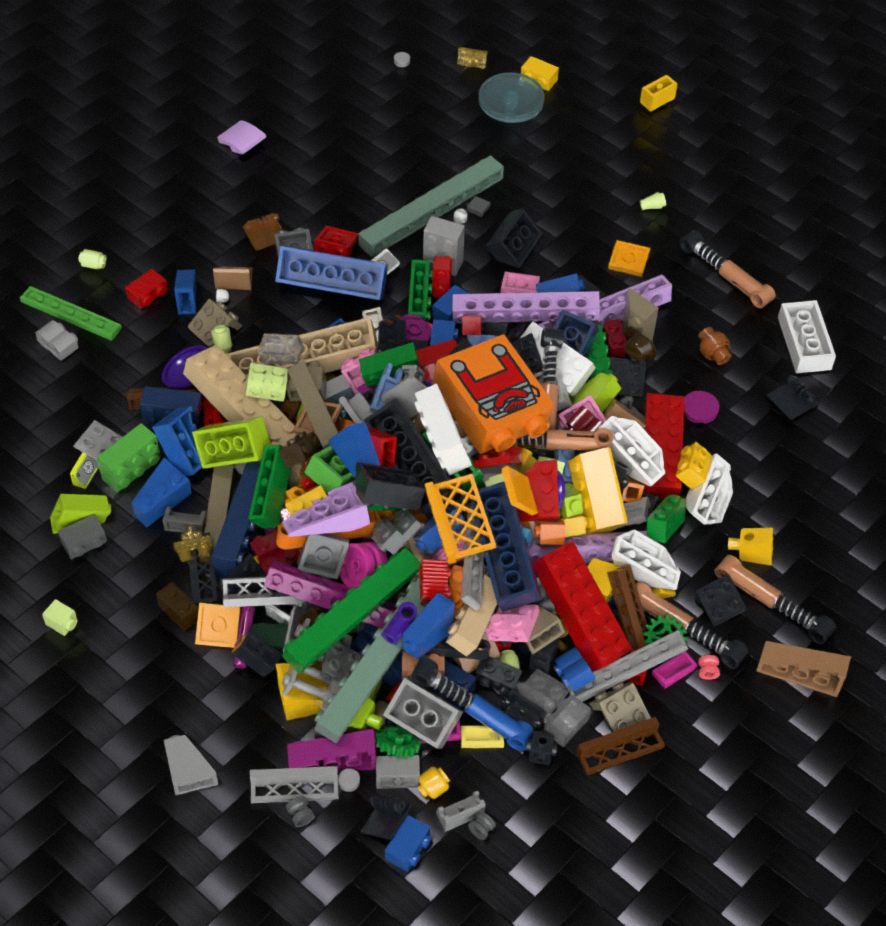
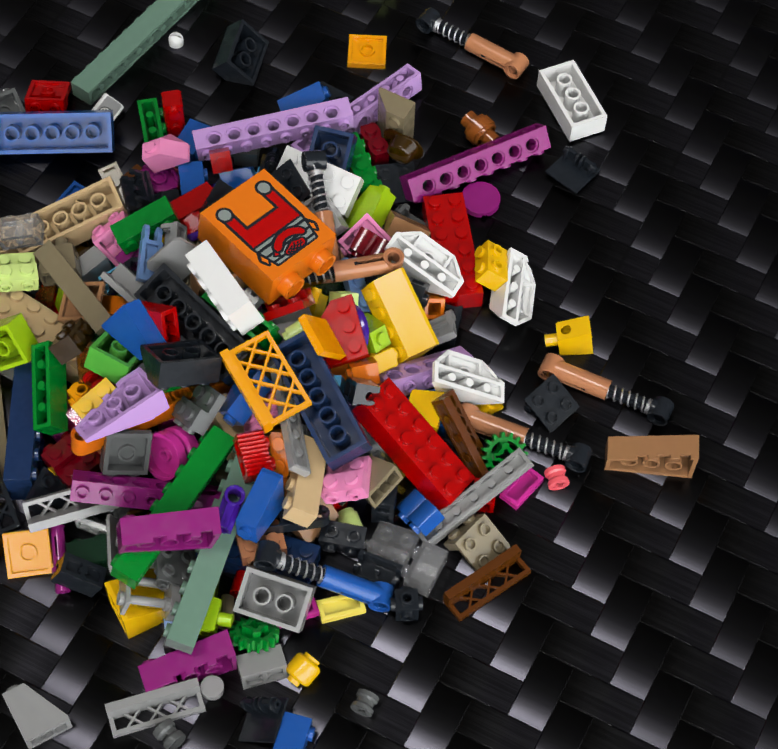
camera: 15 degrees left, 5 degrees up
(342, 628) = (169, 531): none -> magenta wedge
(424, 308) = (165, 153): none -> bright pink slope
(445, 240) = (167, 72): light grey brick -> none
(460, 812) = (339, 693): light grey hinge -> none
(478, 206) = (192, 25): dark grey tile -> none
(519, 283) = (258, 103): bright pink plate -> none
(540, 545) = (357, 389): none -> hinge
(666, 518) = (476, 329): green brick -> none
(766, 366) = (413, 182): none -> magenta brick

